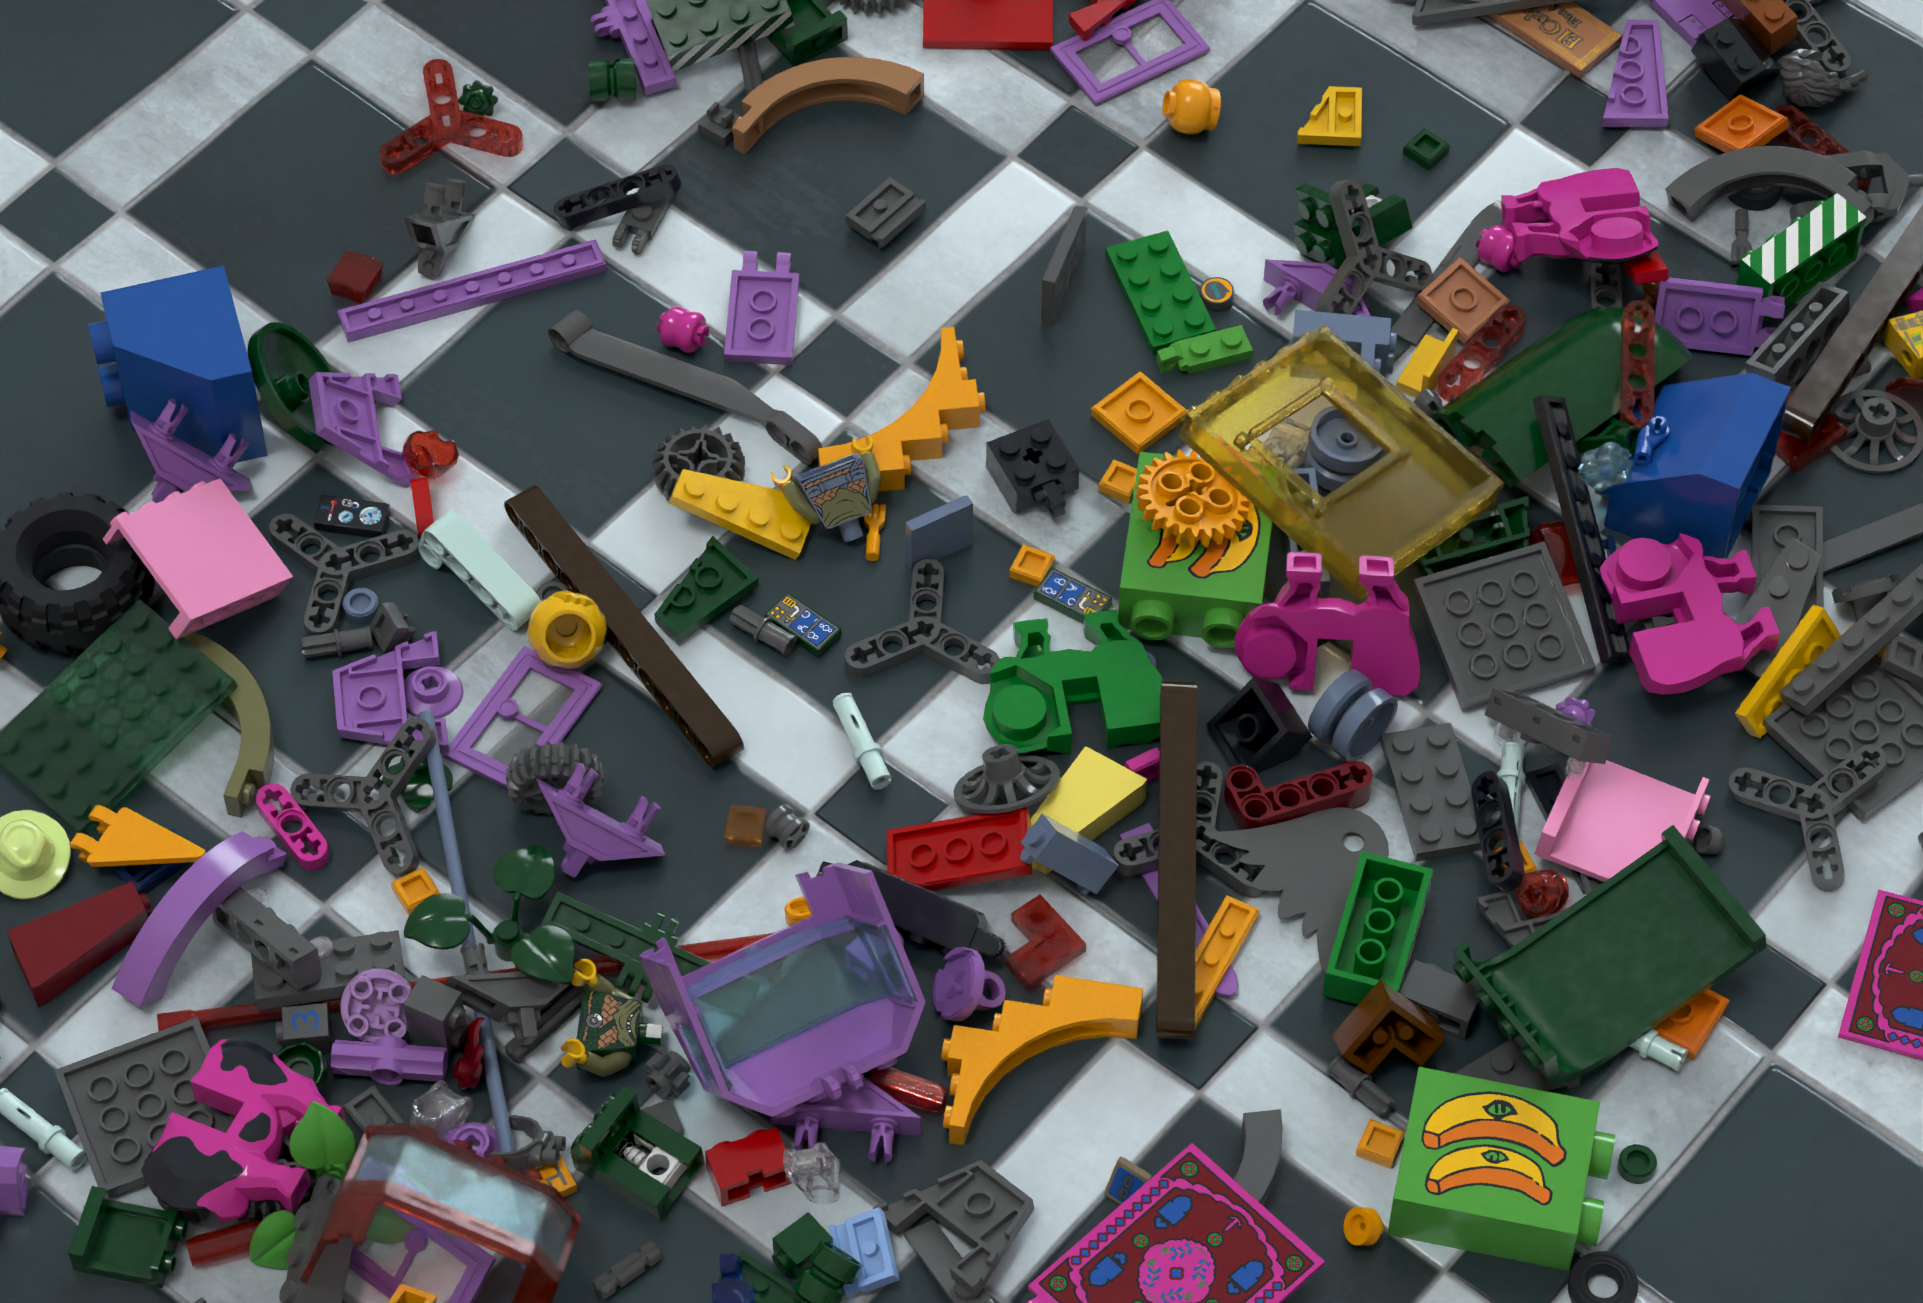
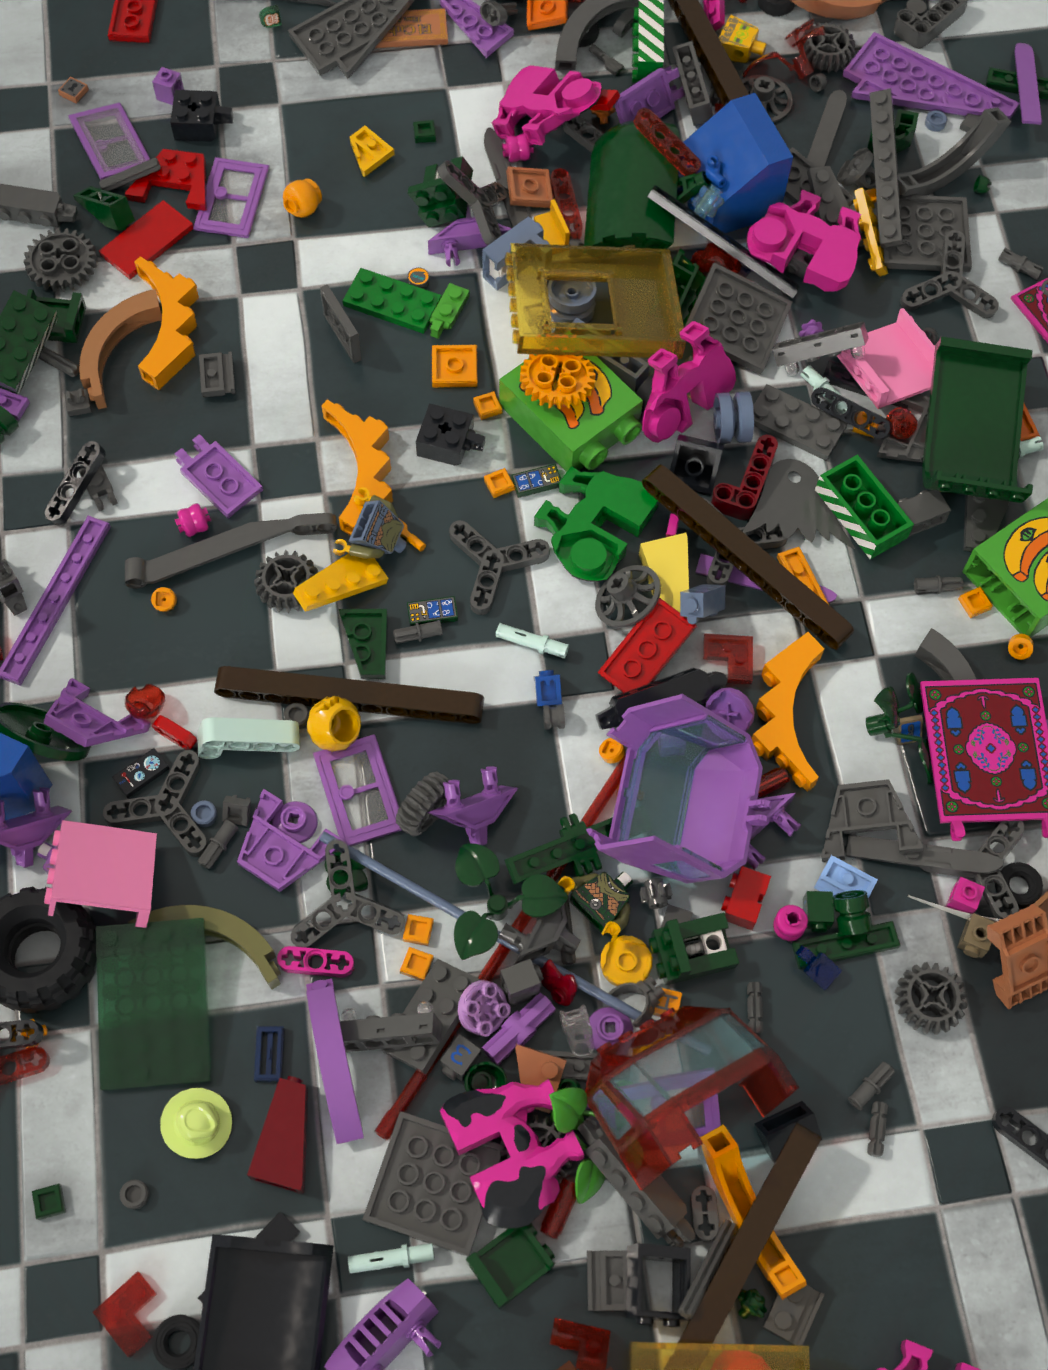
camera: 50 degrees left, 10 degrees up
(132, 841) = (252, 1055): light orange flag -> none
(360, 1101) = (538, 1067): none -> nougat wing
(376, 916) = (416, 964): none -> light orange tile
(564, 1105) = (626, 960): none -> yellow tile
(566, 379) = (164, 599): none -> light orange tile
(745, 825) = (530, 735): clear orange tile -> none
(756, 1225) = (798, 921): none -> dark pink piece
(814, 1172) = (783, 868): clear piece -> none
(816, 796) = (548, 688): none -> blue bracket
(875, 146) = (173, 346): none -> light orange arch
(940, 532) = (447, 505): sand blue tile -> none
(1101, 1117) = (890, 718): none -> dark green plant
(1385, 1022) = (924, 548): reddish brown brick -> none
(1662, 80) = (492, 10): none -> dark grey piece

